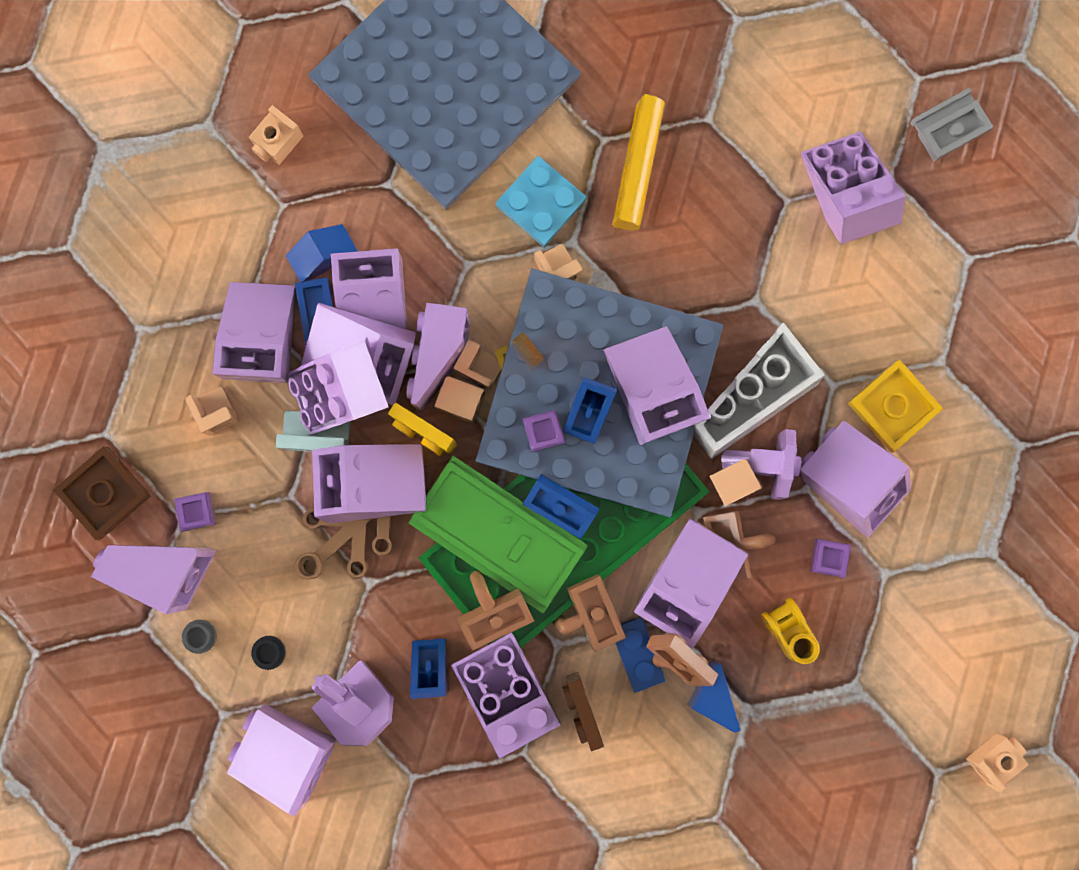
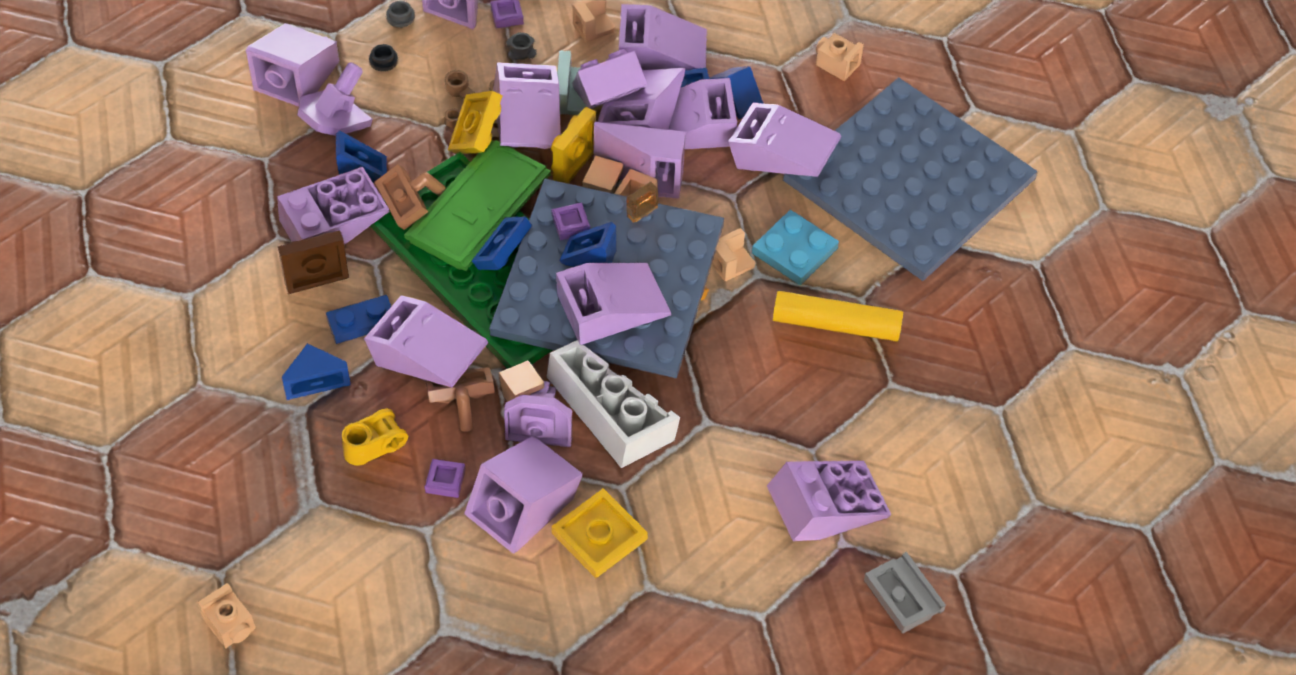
camera: 90 degrees right, 30 degrees down
(244, 489) = (521, 46): none -> dark grey plate
(393, 540) = (475, 122): none -> yellow plate
(417, 200) = (781, 142): none -> lavender slope
(594, 614) = (401, 271): nougat plate -> none
(672, 652) = (357, 327): nougat plate -> none

